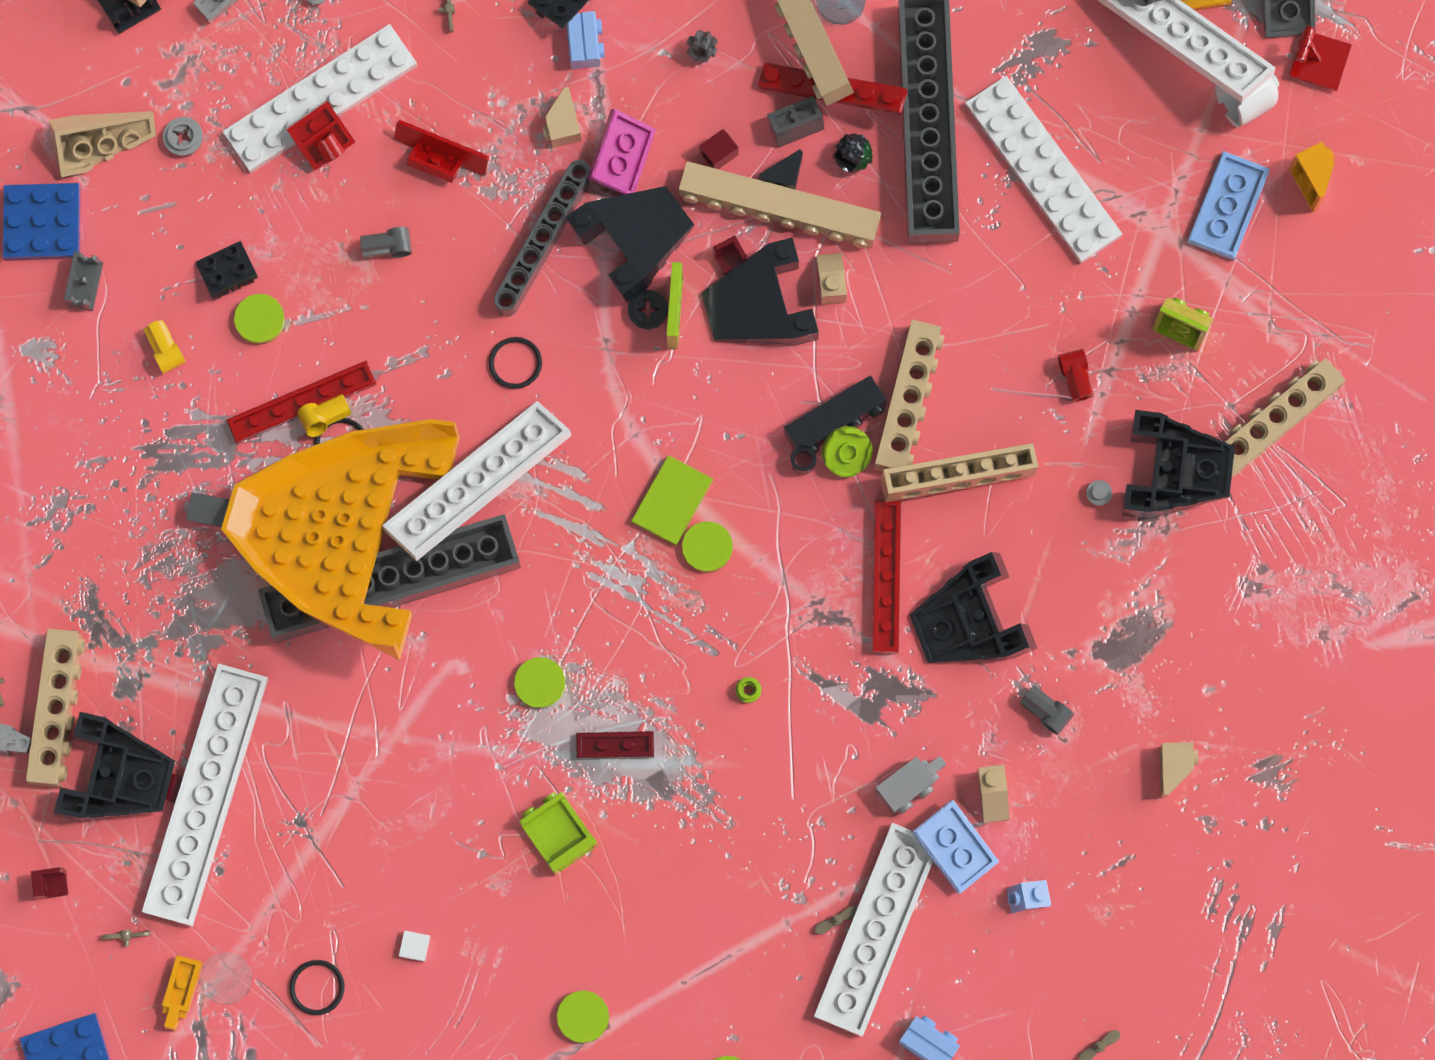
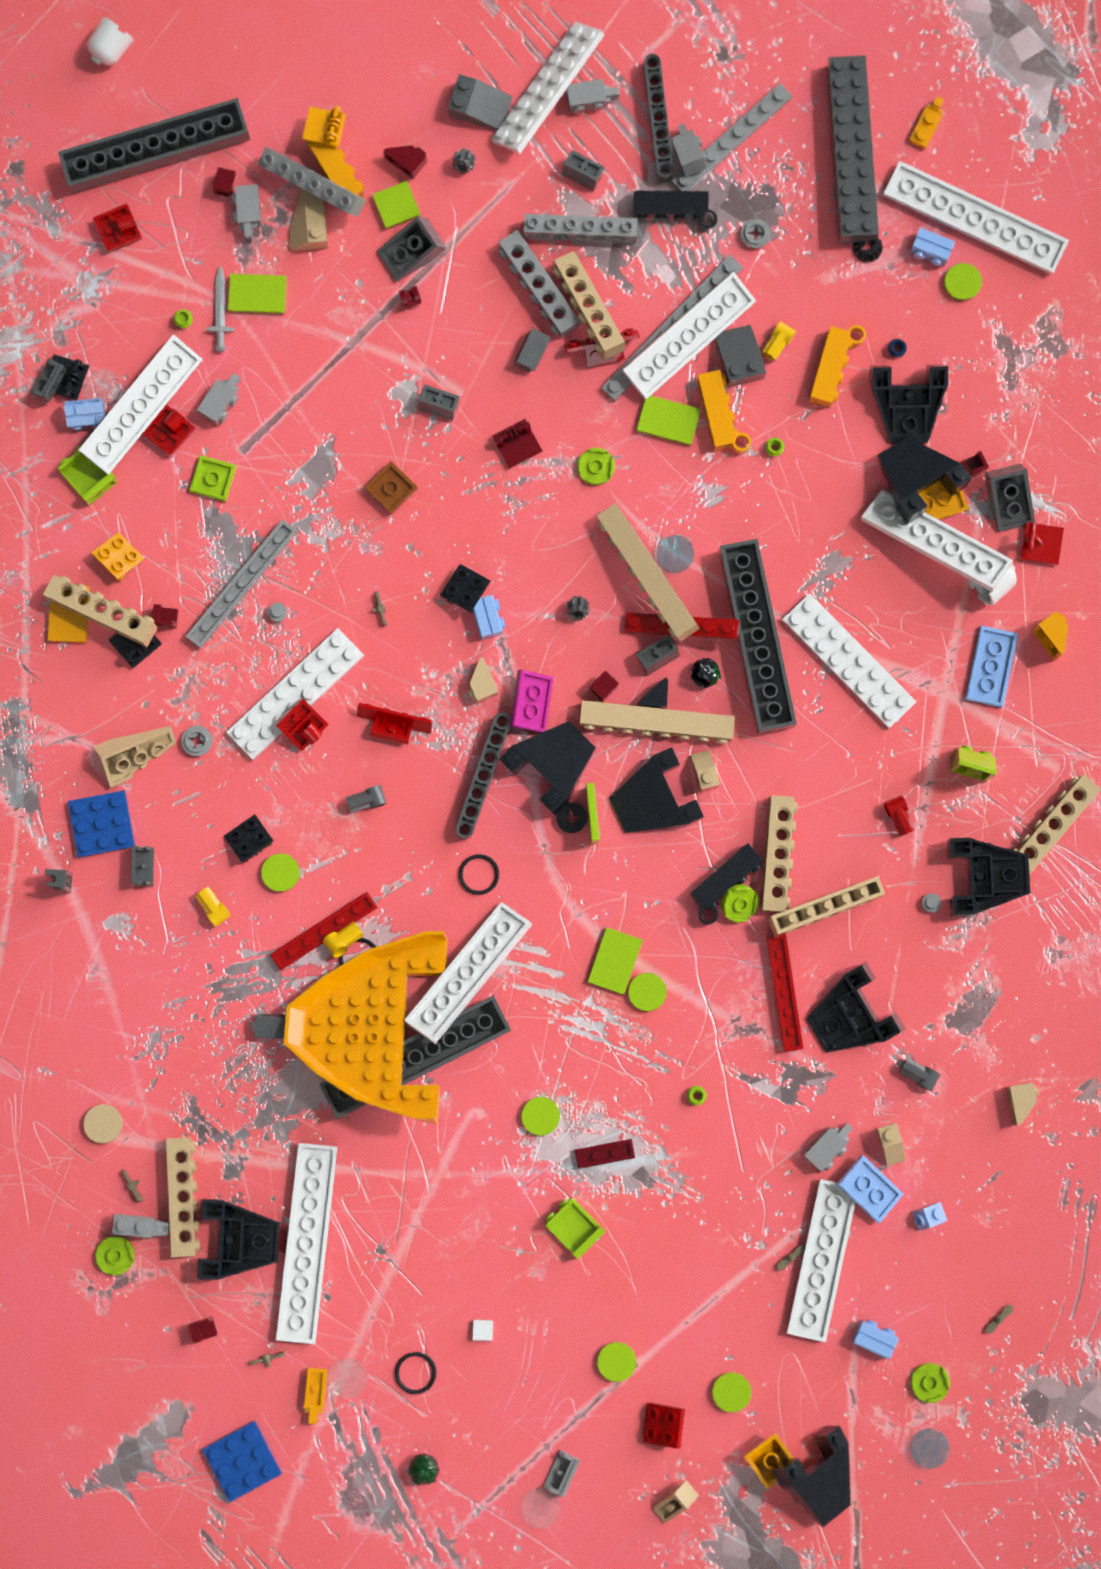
camera: 15 degrees left, 5 degrees up
(729, 254) = (626, 766): dark red panel -> none

